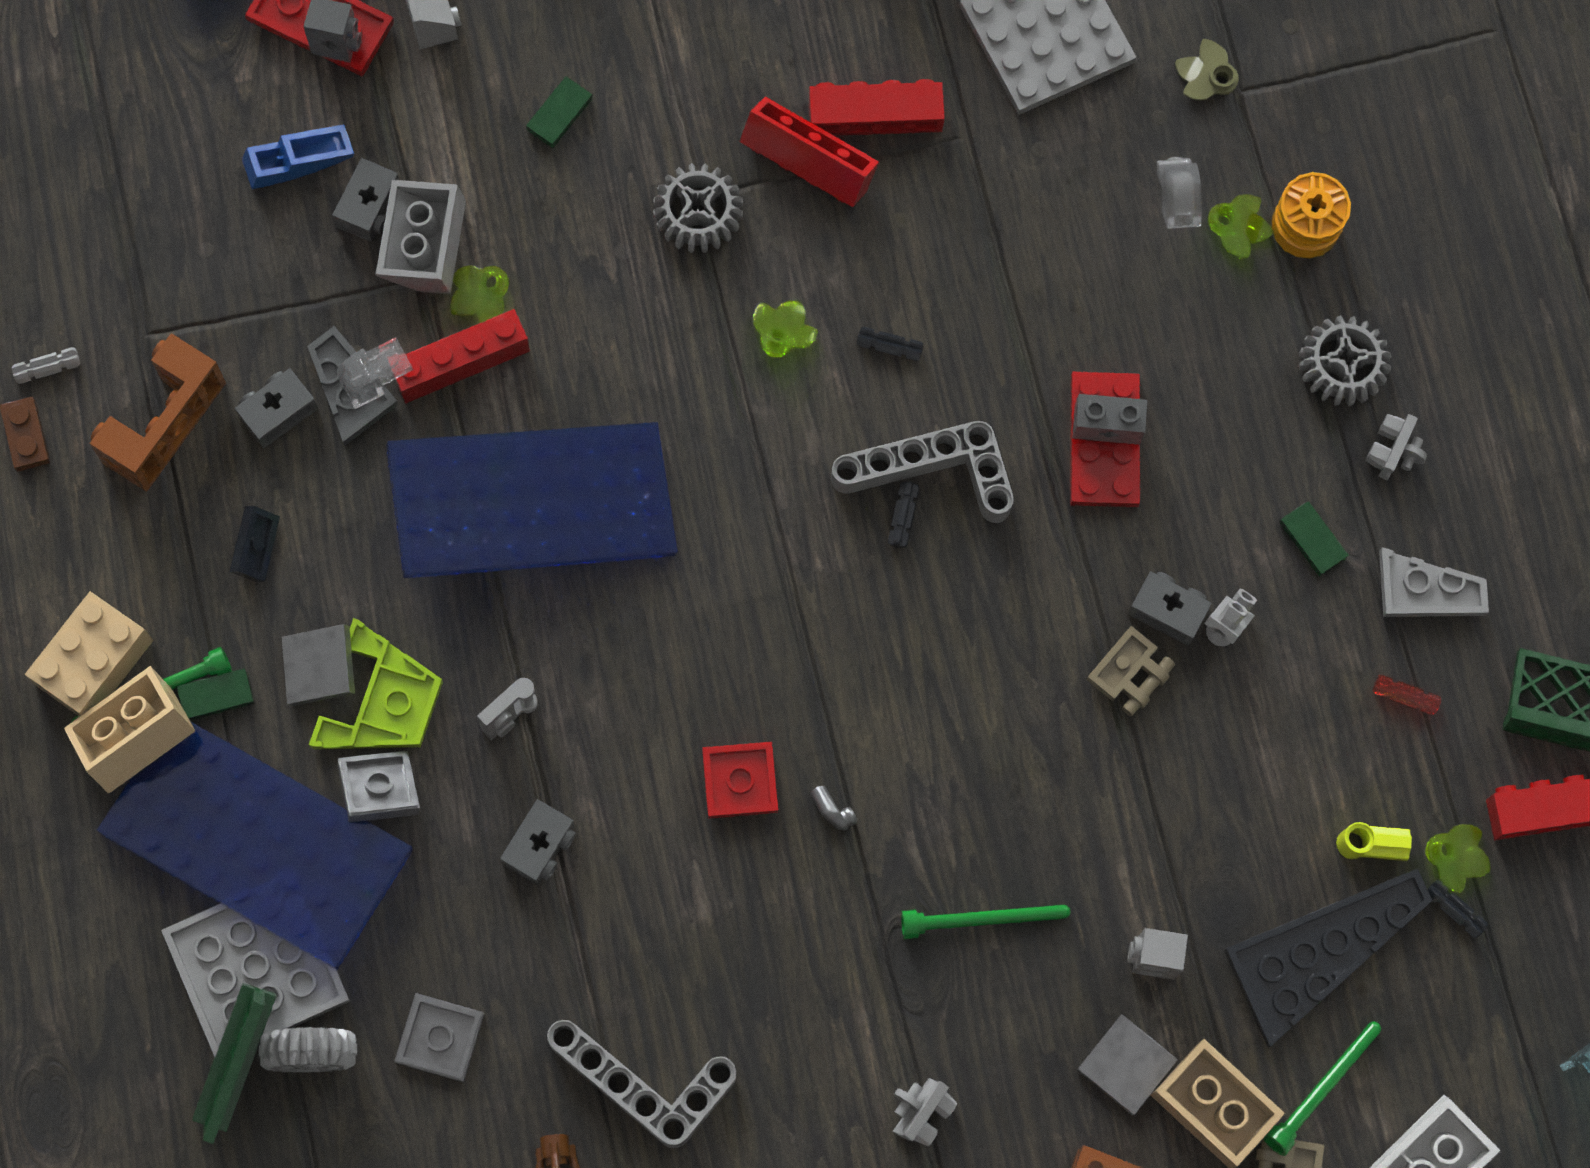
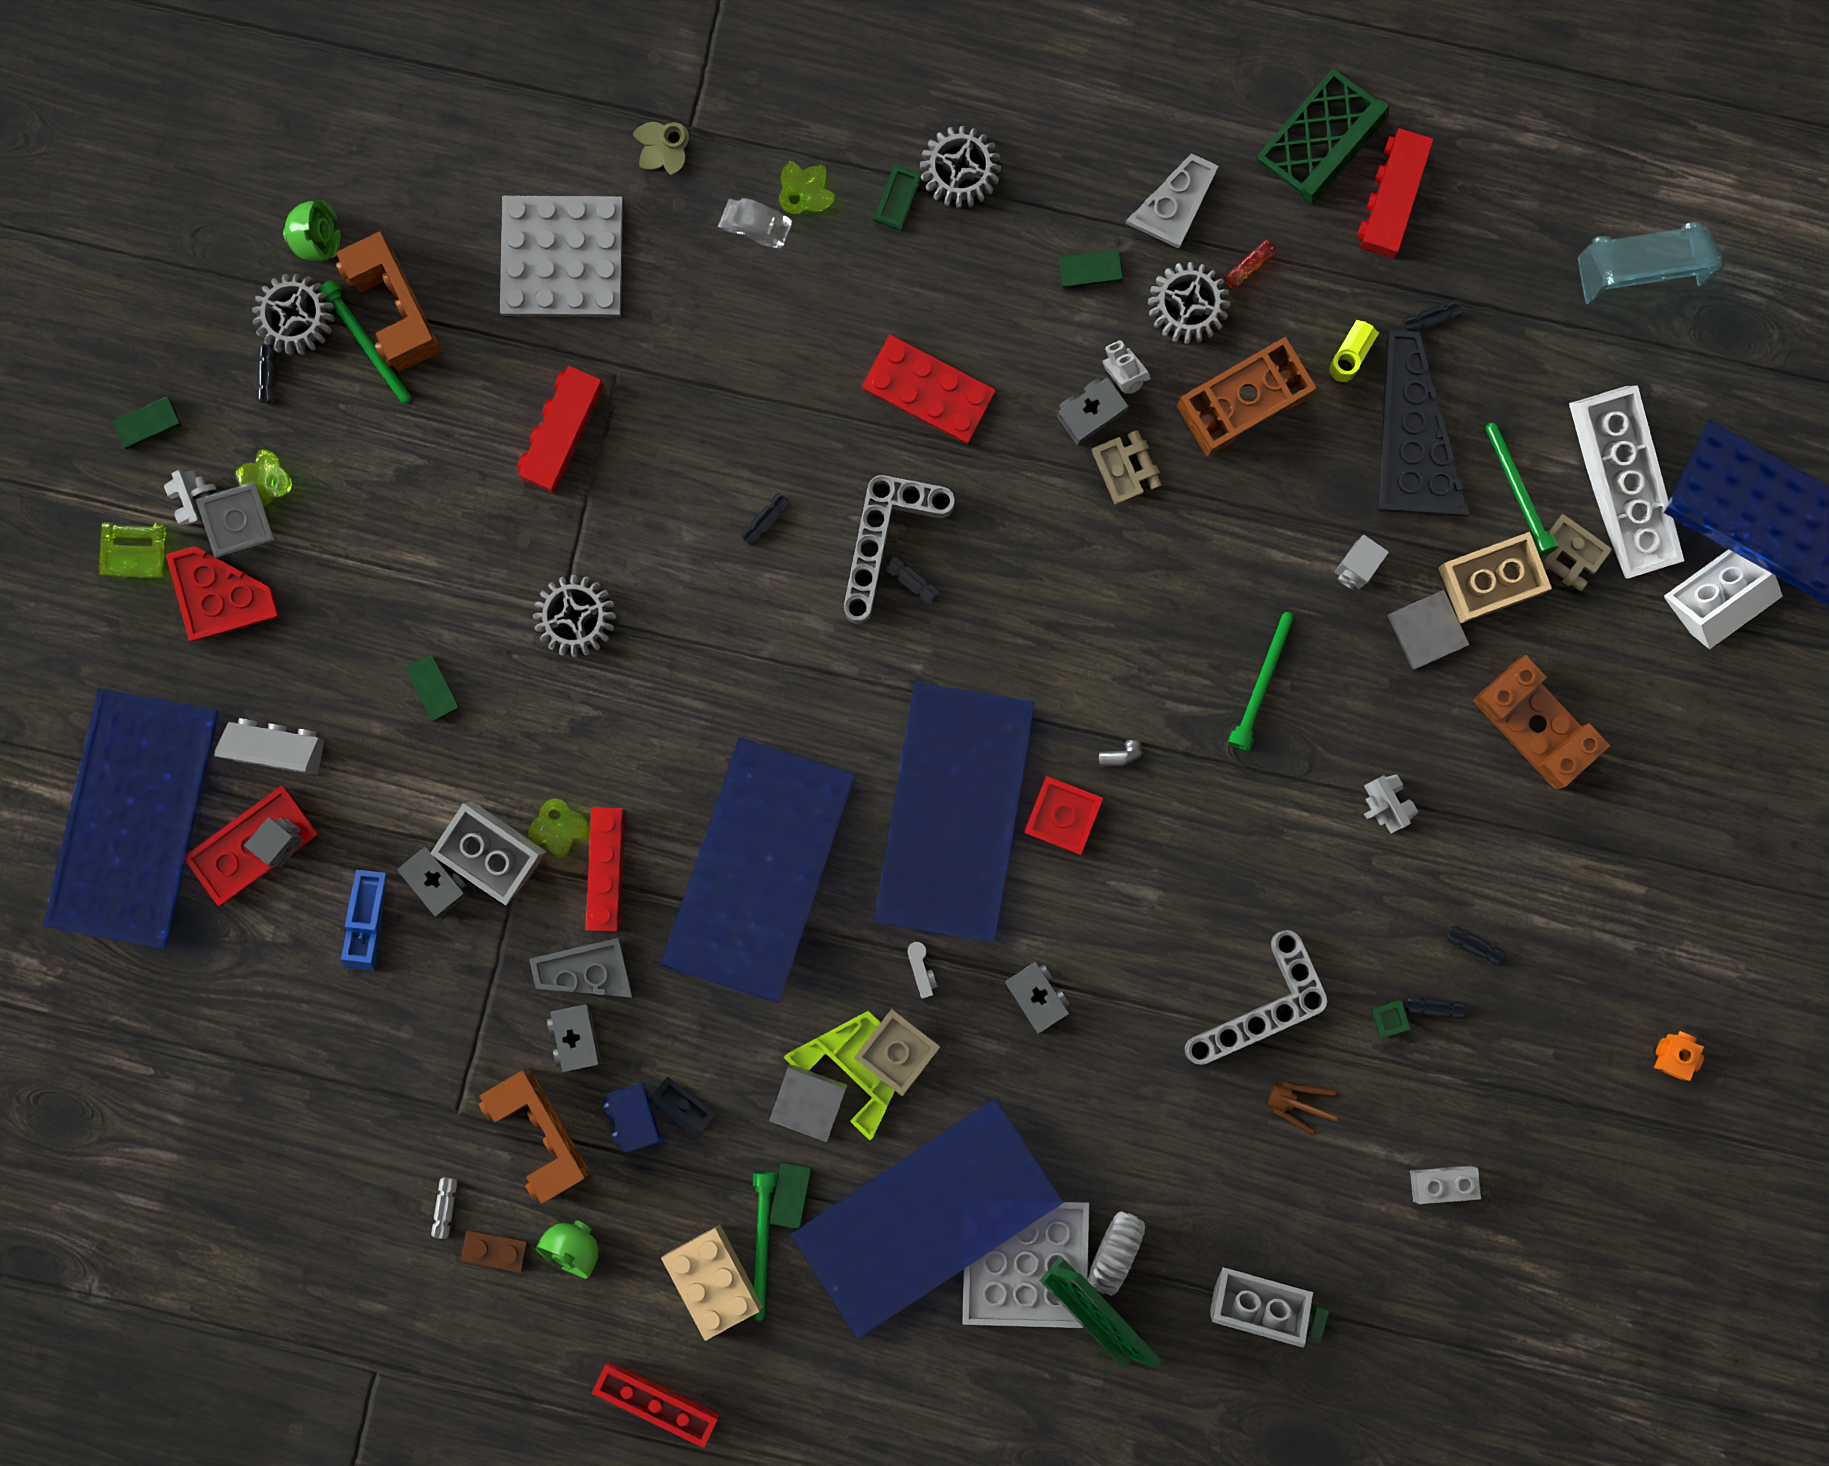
camera: 55 degrees left, 10 degrees up
(61, 501) = (570, 1247): none -> bright green cylinder
(129, 729) = (791, 1277): tan brick -> none
(221, 500) = (632, 1117): none -> clear blue brick
(367, 372) = (589, 946): clear brick -> none
(378, 786) = (932, 1103): flat silver tile -> none
(411, 725) = (897, 1052): none -> dark tan plate
(439, 1037) = (1150, 1146): flat silver tile -> none
(688, 669) = (954, 812): none -> clear blue plate
(785, 324) = (706, 594): clear neon green plate -> none
(808, 151) = (572, 503): red brick -> none
(1109, 419) = (920, 378): dark grey brick -> none
(1280, 317) = (897, 197): none -> dark green tile
(1297, 774) = (1219, 413): none -> dark orange plate
(1304, 231) = (829, 145): light orange wheel -> none
(1334, 678) = (1197, 278): none -> light grey gear
(1399, 431) = (1041, 155): light grey hips -> none
(1462, 857) = (1395, 290): clear neon green plate -> none

